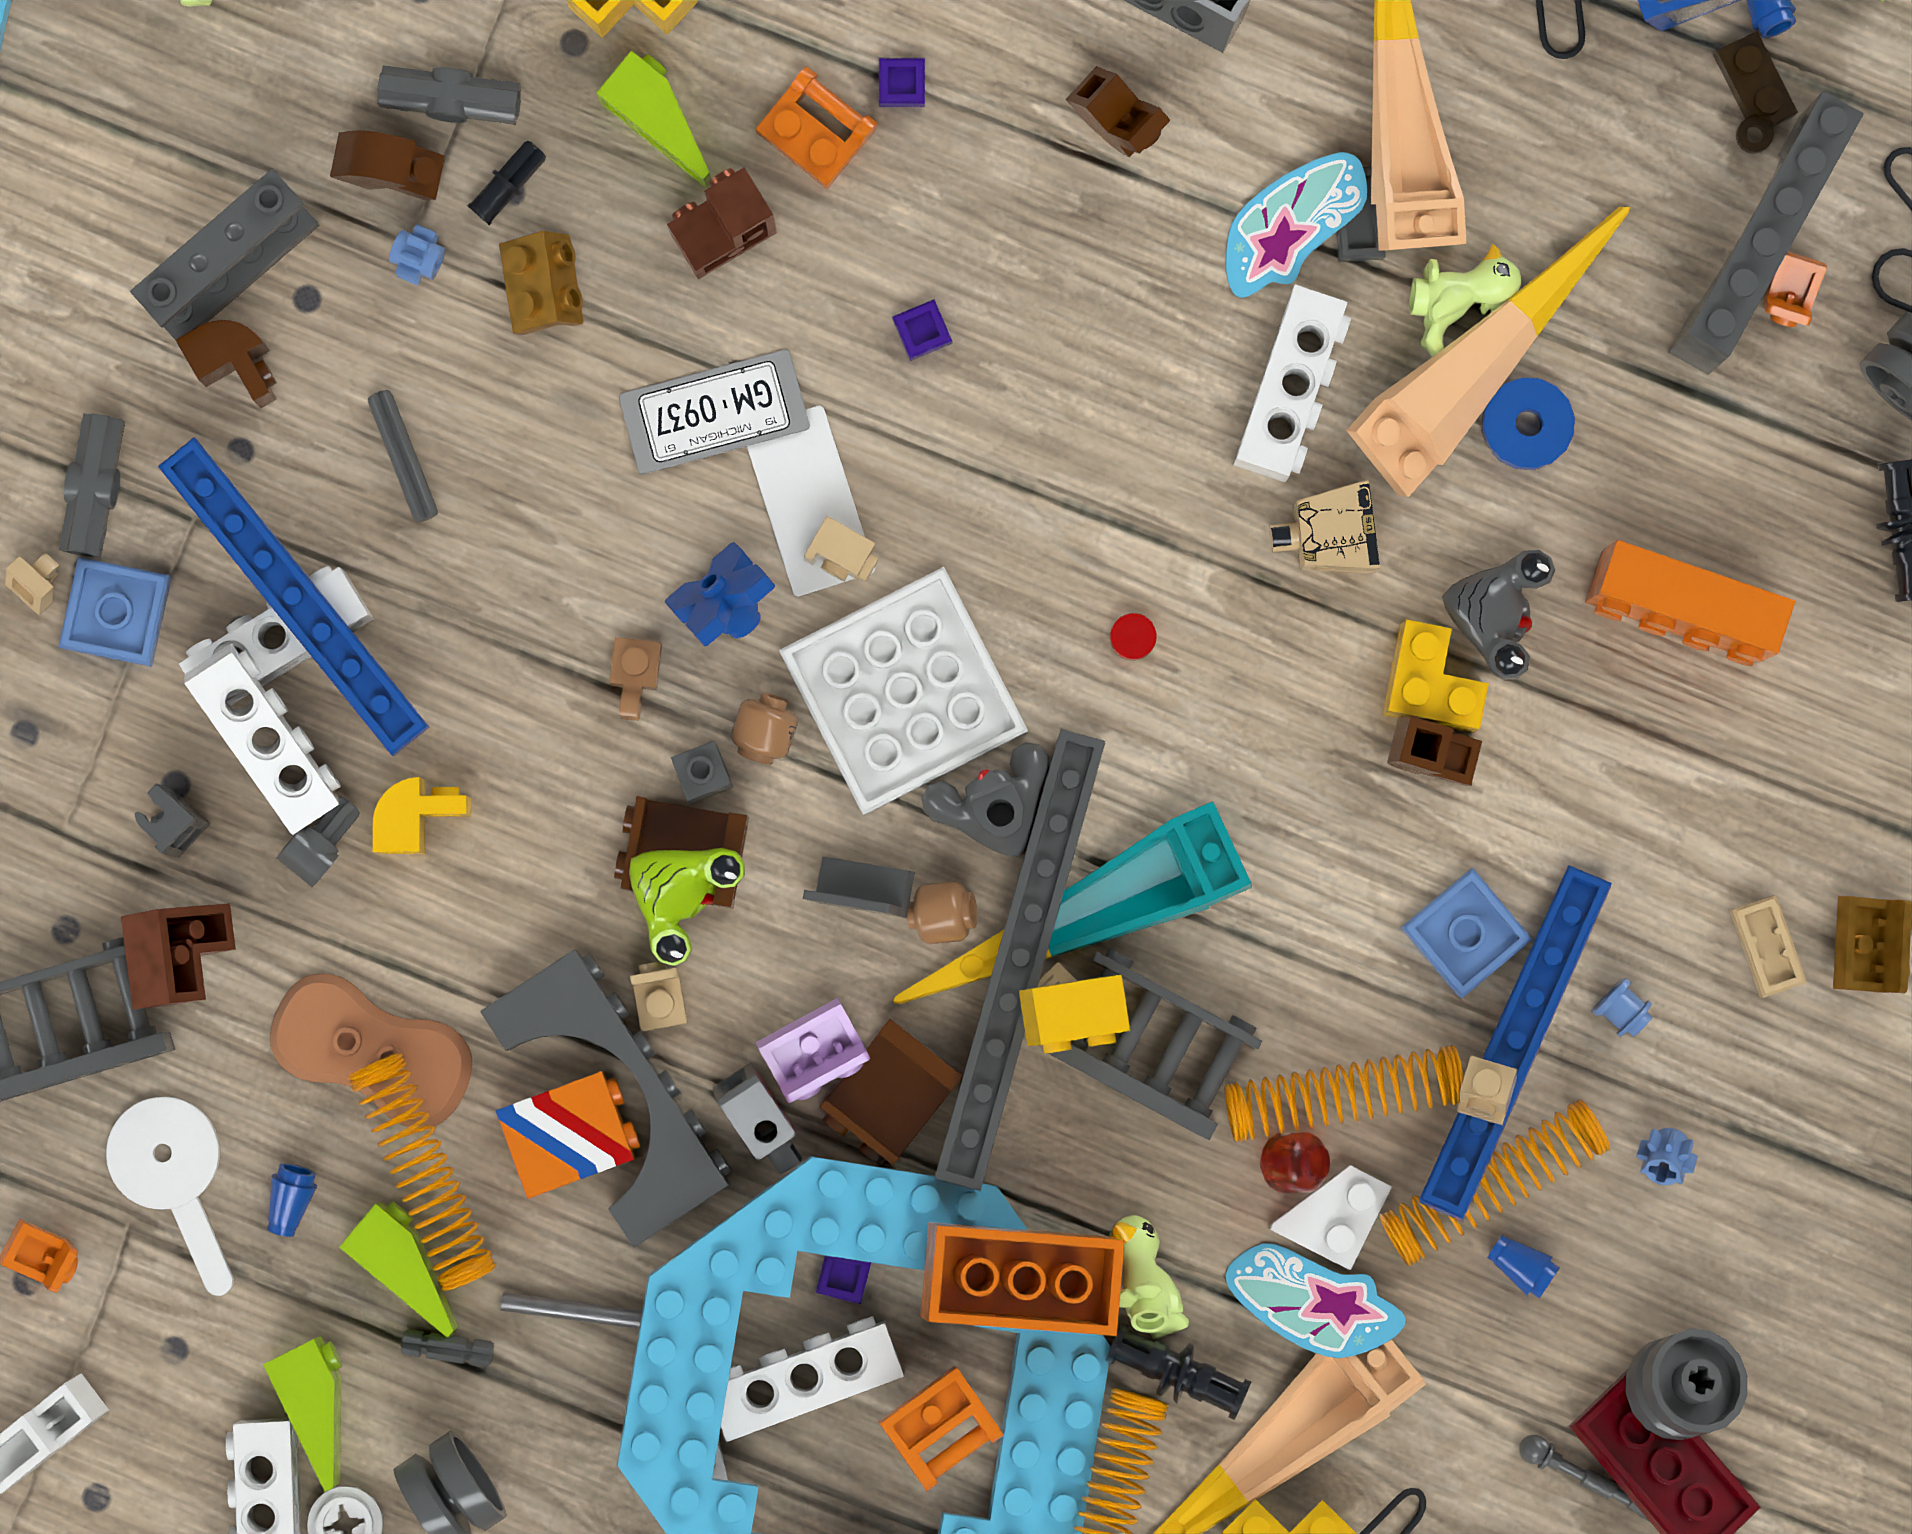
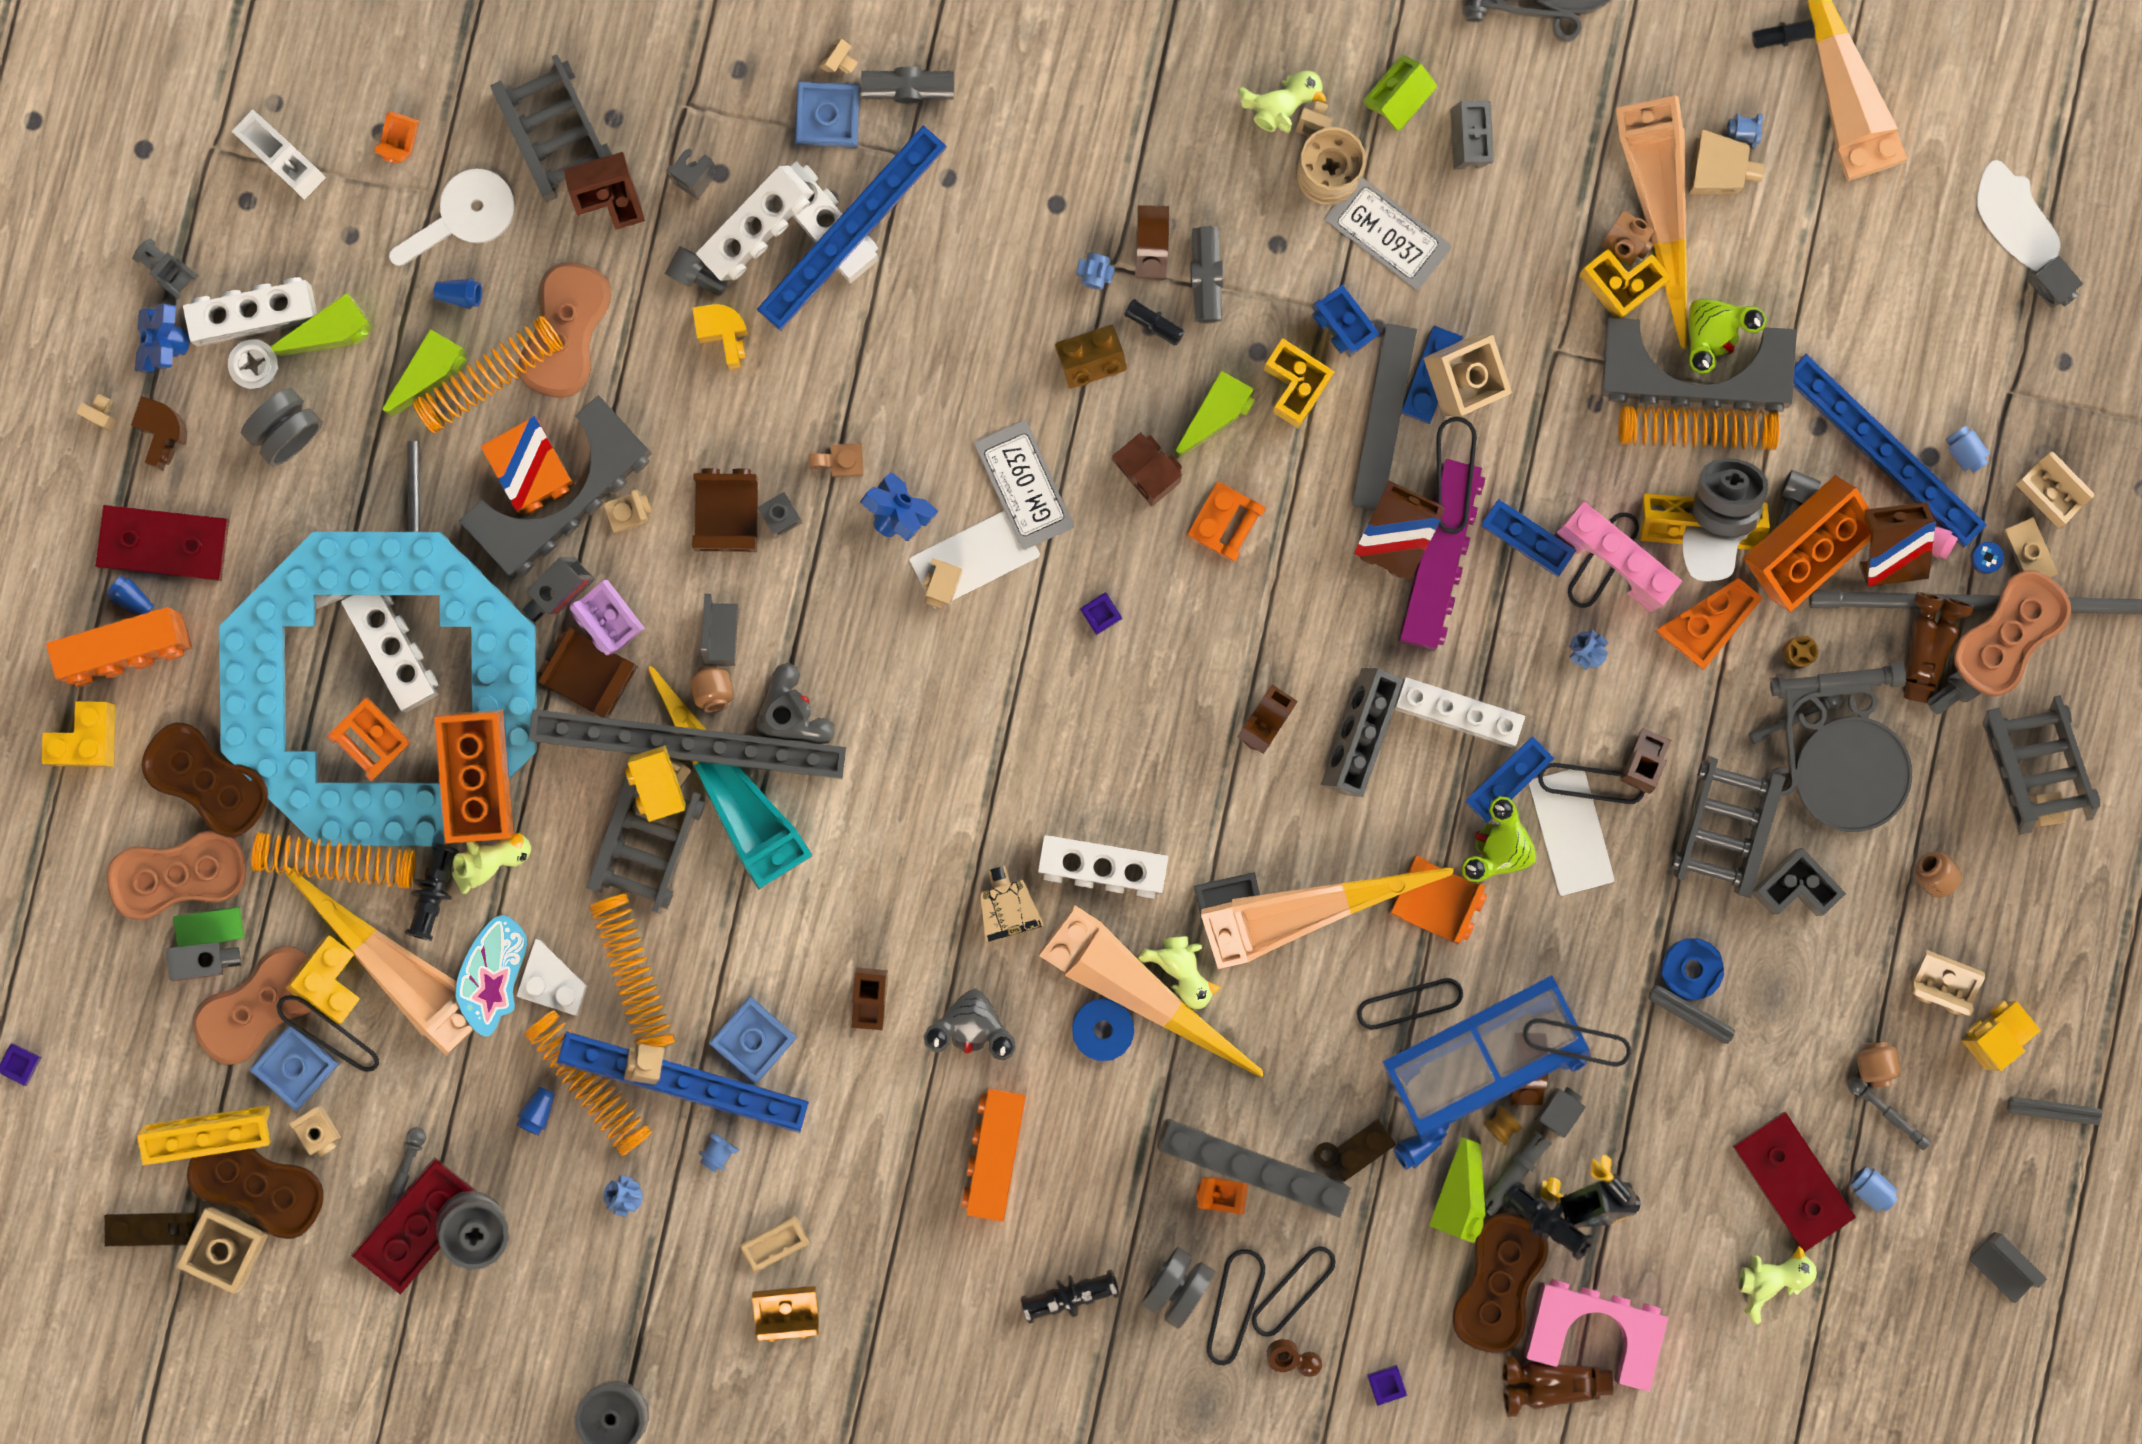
camera: 80 degrees right, 0 degrees up
(225, 256) = (1069, 145): dark grey fence -> none
(228, 347) = (1013, 157): reddish brown brick -> none
(402, 456) = (960, 284): dark grey axle -> none
(449, 1349) = (376, 415): dark grey axle -> none
(677, 887) = (699, 509): lime head -> none
(764, 728) = (815, 551): medium nougat head -> none
(843, 1278) = (459, 662): dark purple tile -> none
(901, 82) = (1266, 573): dark purple tile -> none
(903, 691) = (856, 640): white tile -> none
(1133, 636) = (916, 786): red tile -> none
(1292, 220) = (1215, 849): sticker -> none
(1294, 1162) = (580, 947): clear red head -> none
(1422, 689) = (909, 983): yellow brick -> none

